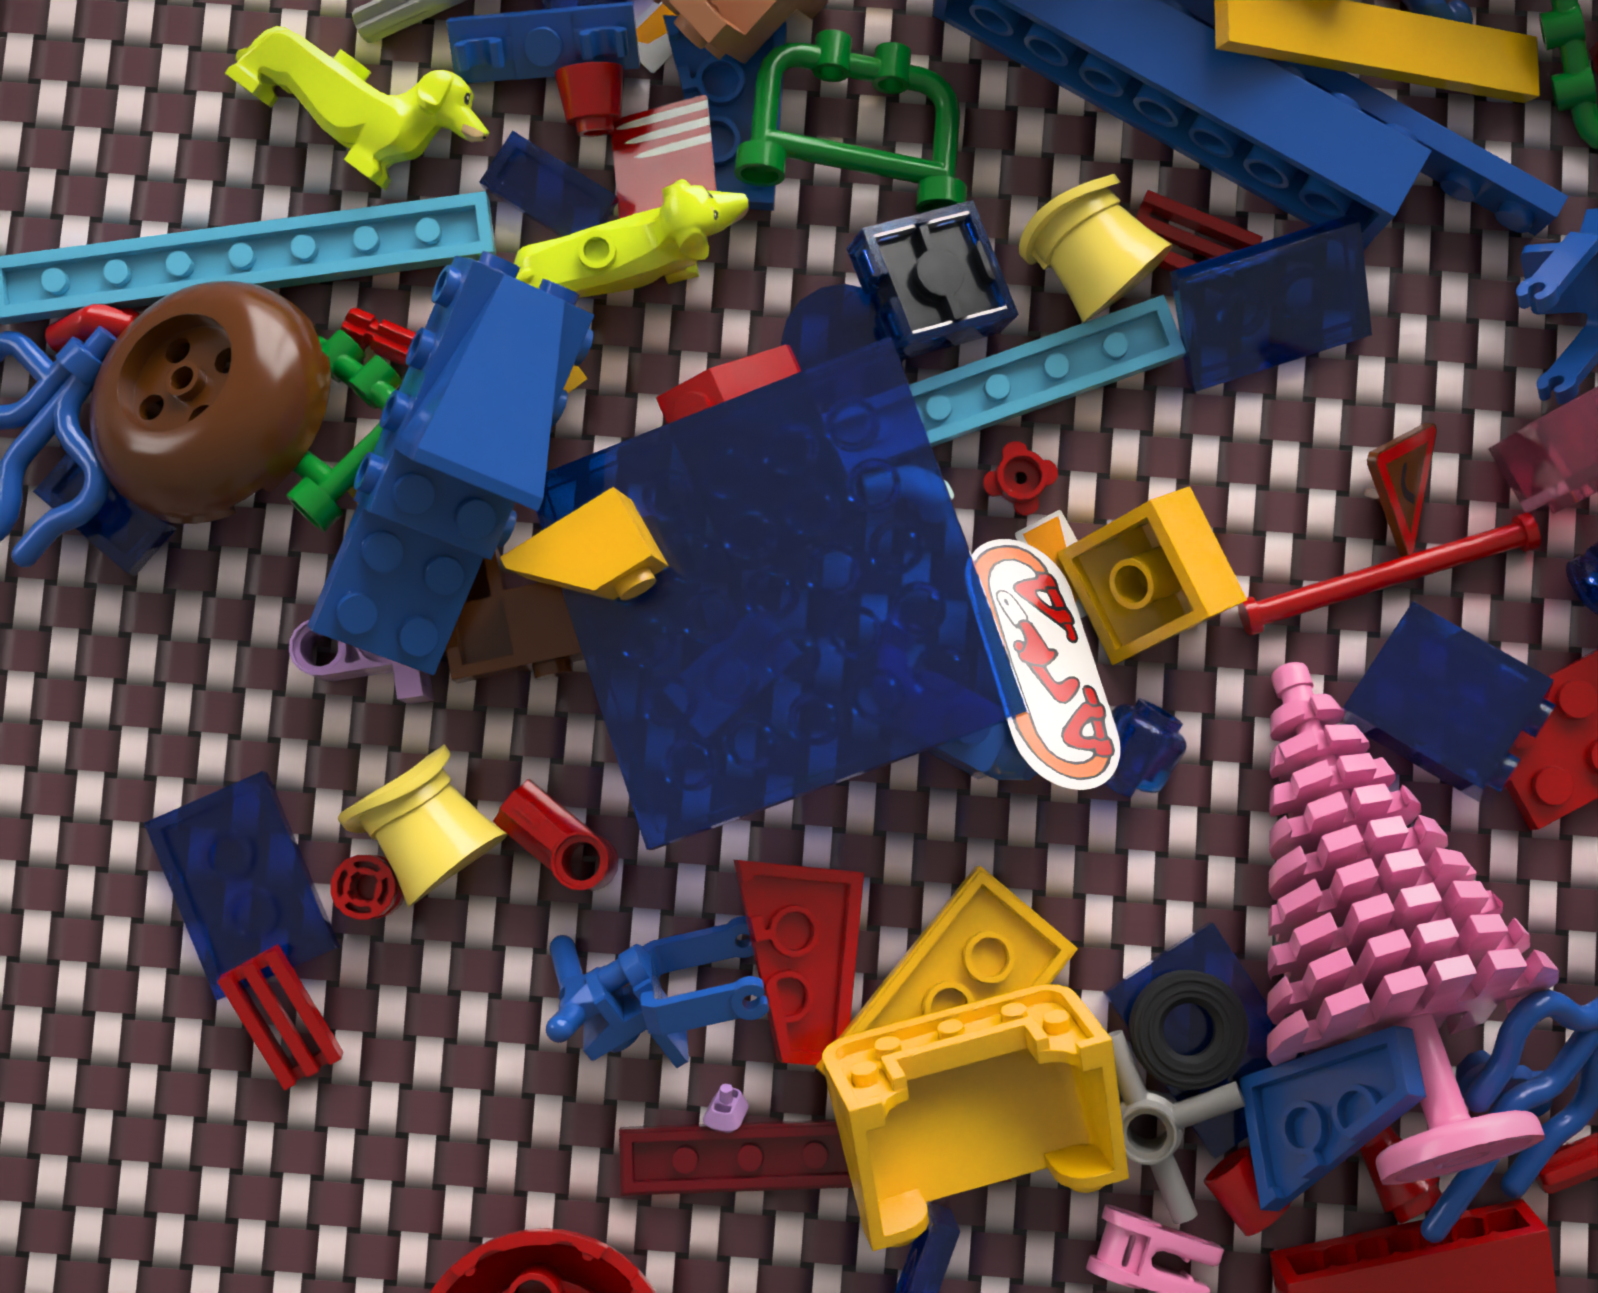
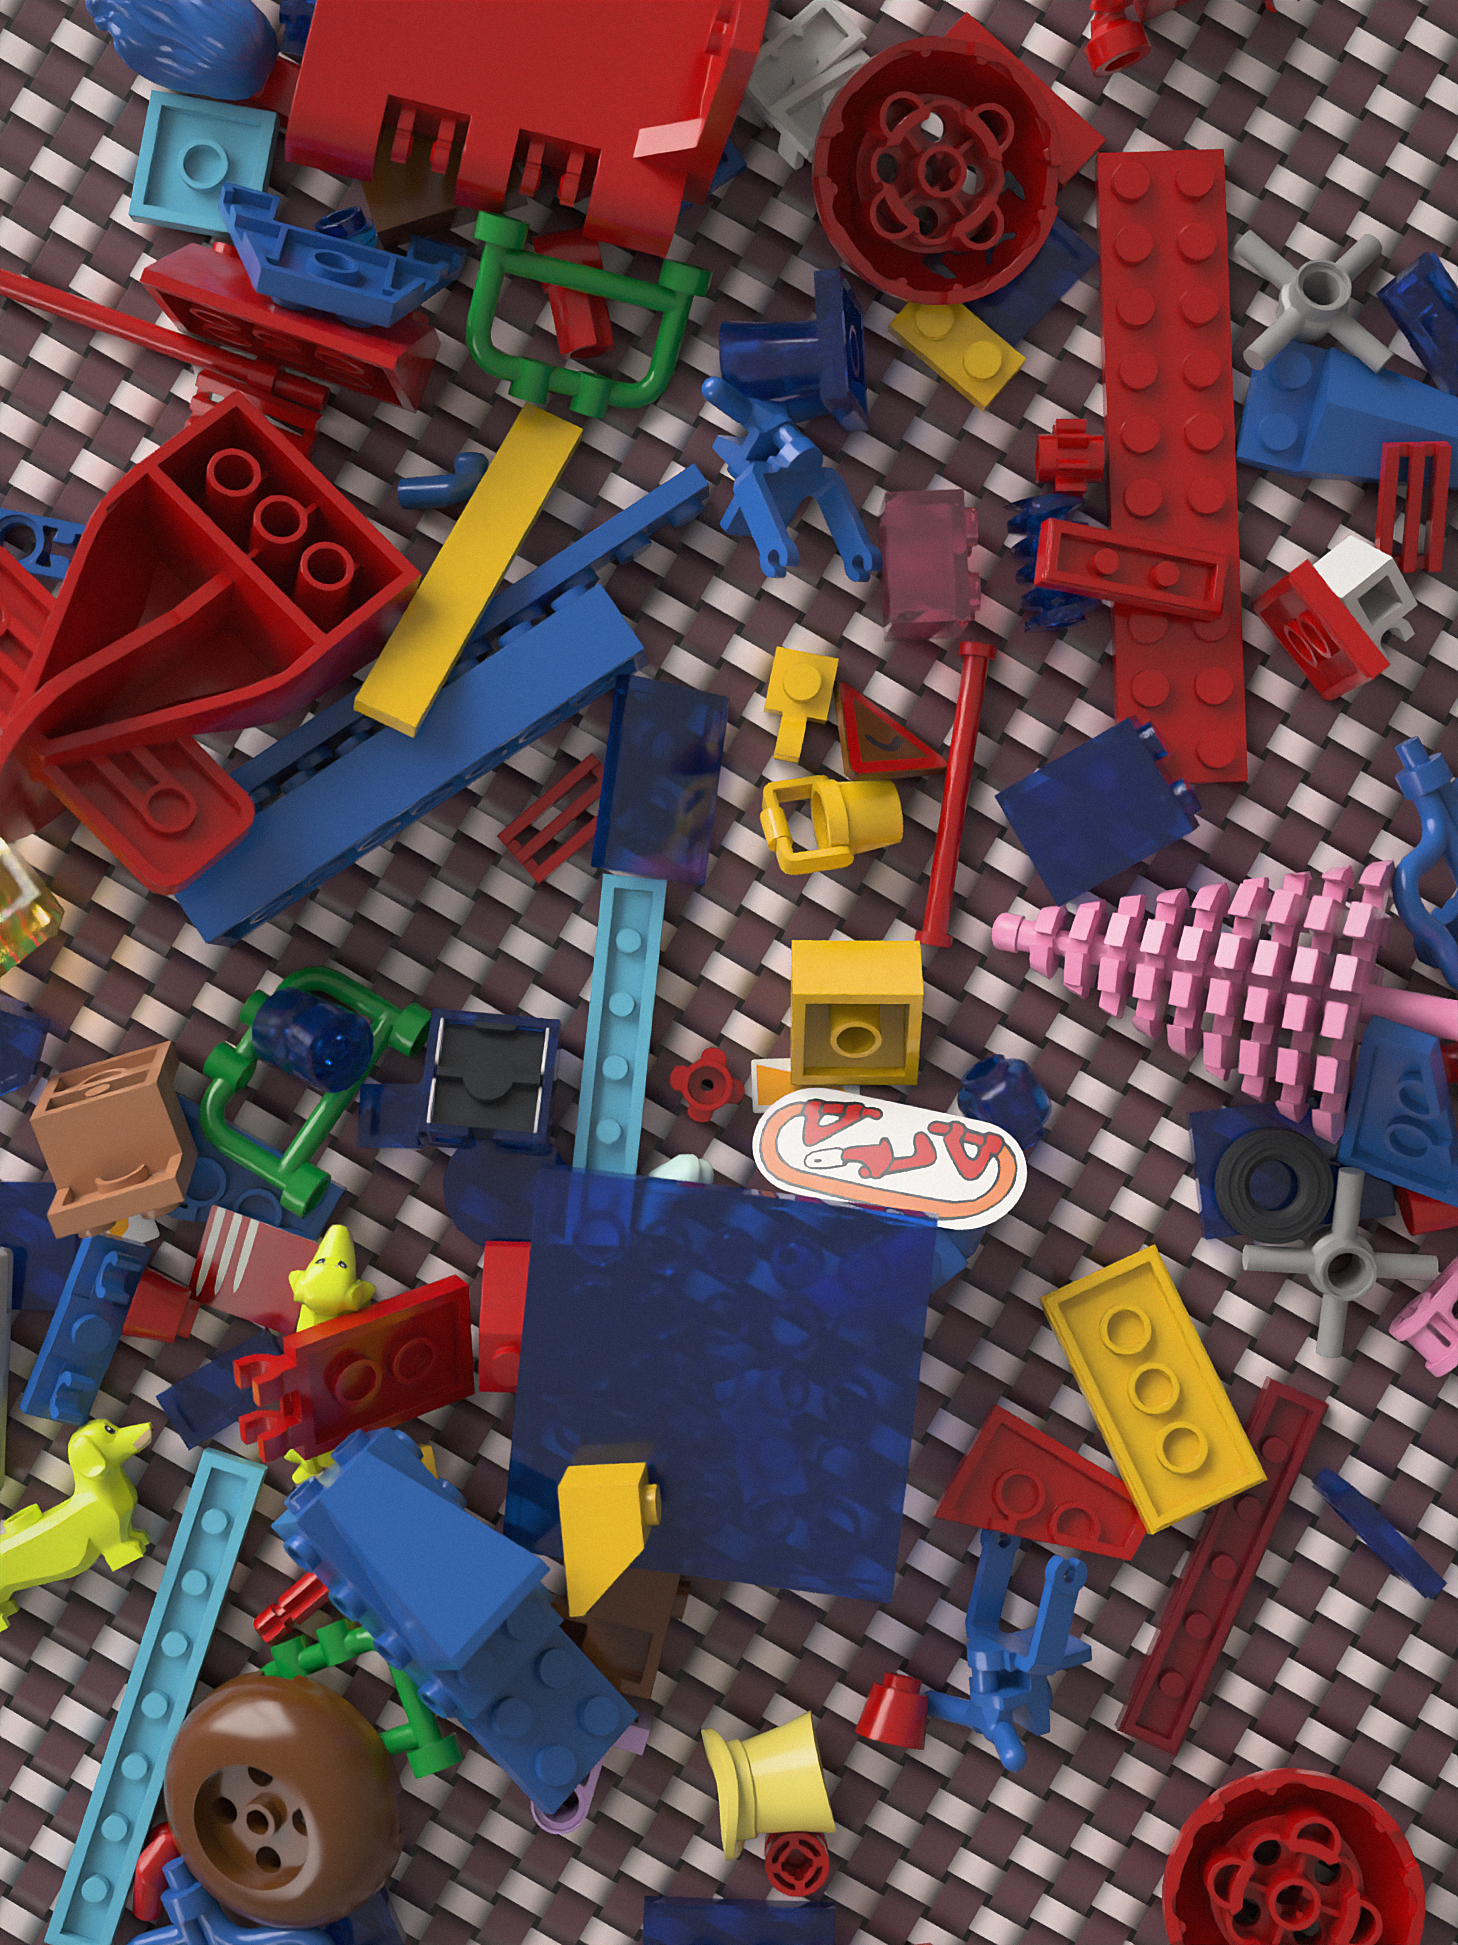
camera: 65 degrees left, 5 degrees up
(541, 914) = (895, 1712): none -> red hat
(553, 836) = (829, 1668): red piece -> none
(648, 299) = (361, 1371): none -> red tile
(726, 1110) = (1146, 1627): lavender rock -> none
(851, 209) = (389, 1116): none -> clear blue plate
(895, 108) = (312, 1039): none -> clear blue wheel
(974, 1103) = (1246, 1417): yellow windscreen -> none
(1092, 245) = (528, 920): light yellow hat -> none
(1323, 484) = (844, 817): none -> yellow piece
(1404, 392) = (800, 693): none -> yellow plate

